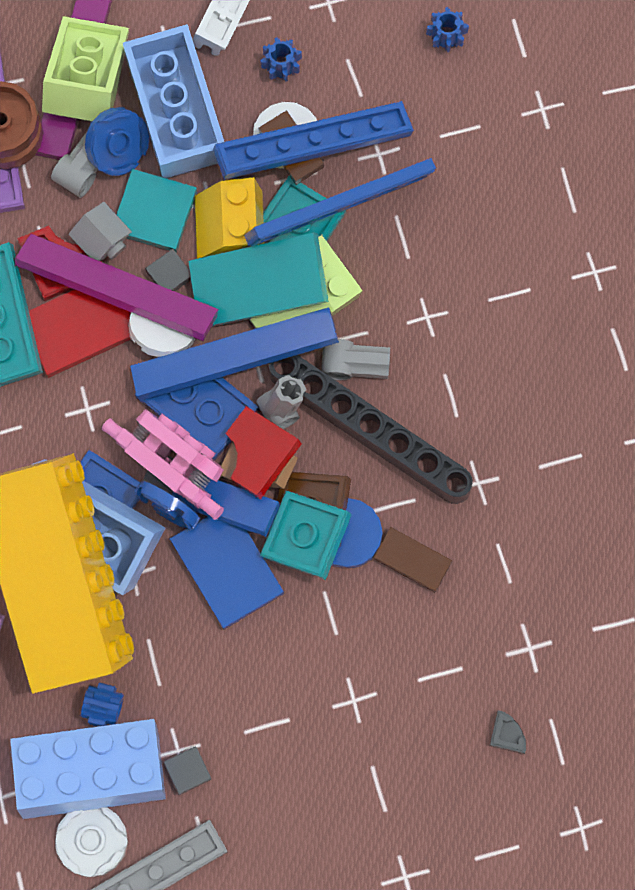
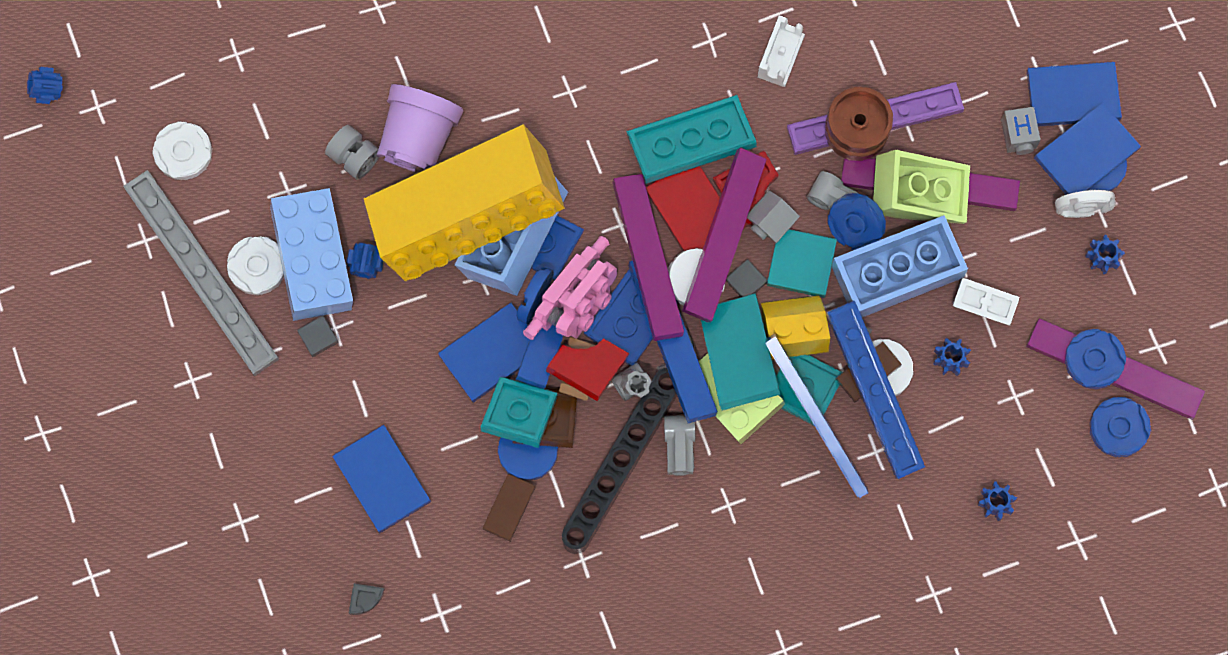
camera: 85 degrees right, 0 degrees up
(134, 374) = (648, 257): none -> magenta tile
(367, 705) = (381, 479): none -> blue tile

